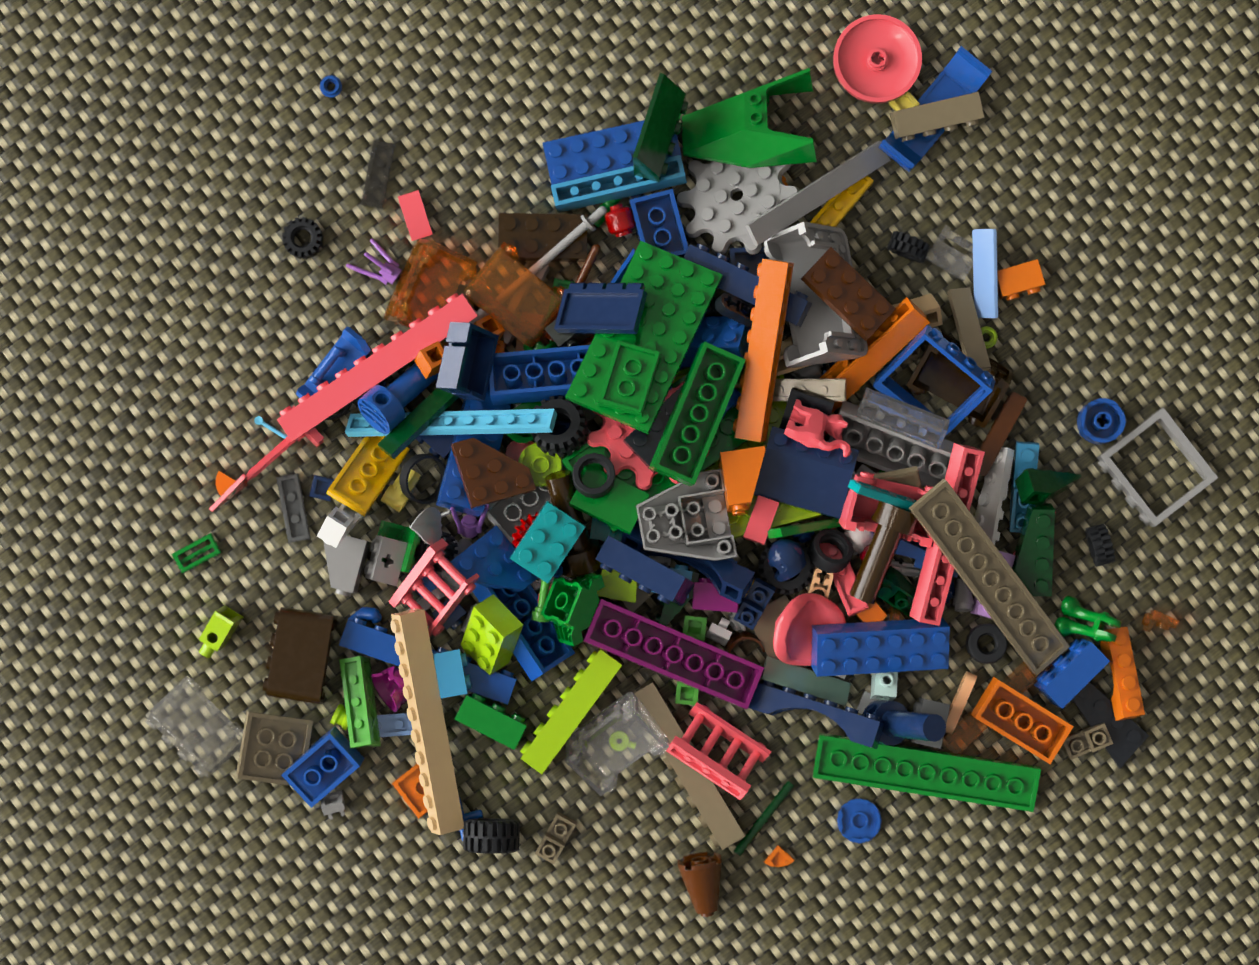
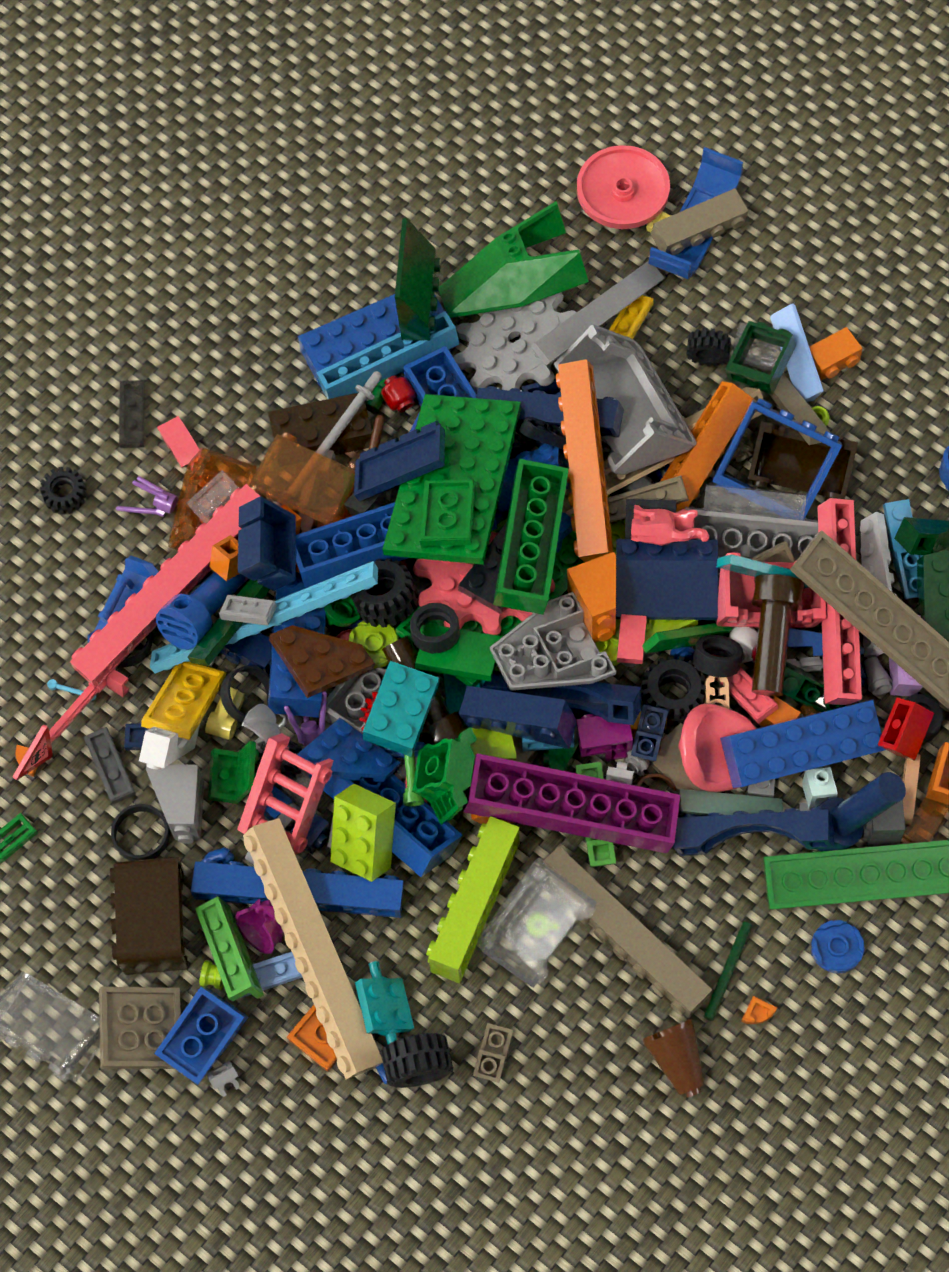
camera: 10 degrees left, 20 degrees down
(223, 624) = (53, 903): lime torso -> none
(285, 577) = (133, 809): none -> black tyre
(328, 80) = (61, 337): blue plate -> none
(394, 552) = (231, 776): light grey brick -> none
(433, 286) = (212, 496): none -> clear plate
(437, 417) = (247, 610): none -> light grey plate
(451, 673) = (326, 886): dark azure brick -> none
(476, 780) = (384, 1004): none -> teal plate
(491, 720) = (386, 932): green brick -> none
(714, 771) = (648, 918): coral fence -> none
(787, 558) = (671, 666): dark blue helmet -> none
(848, 294) = (659, 388): reddish brown plate -> none
(960, 247) = (754, 378): none -> dark green window
(969, 658) = (905, 729): none -> red brick
(1000, 430) = (863, 495): reddish brown slope -> none

